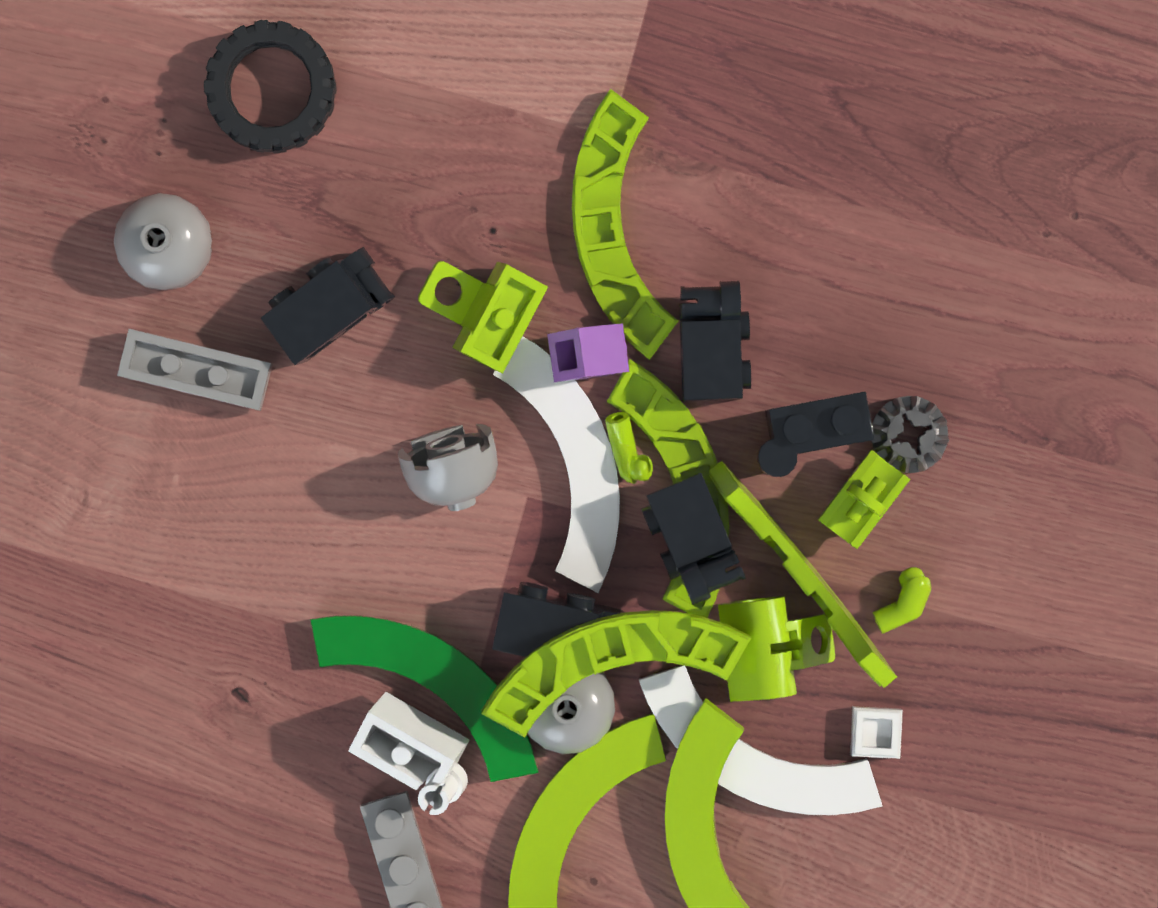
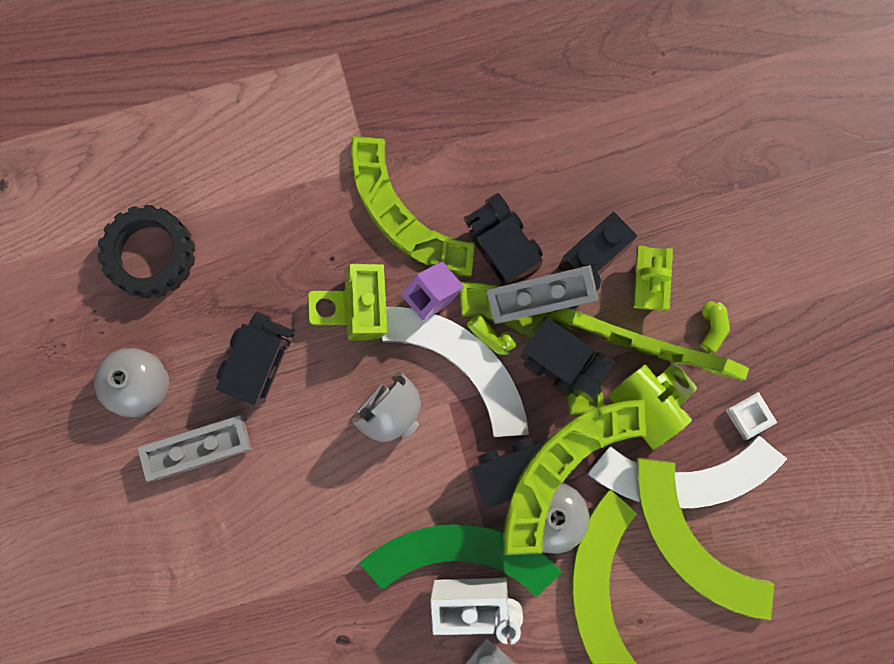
camera: 30 degrees left, 10 degrees down
(713, 441) = (542, 294): none -> light grey plate
(889, 424) = (648, 212): flat silver gear -> none

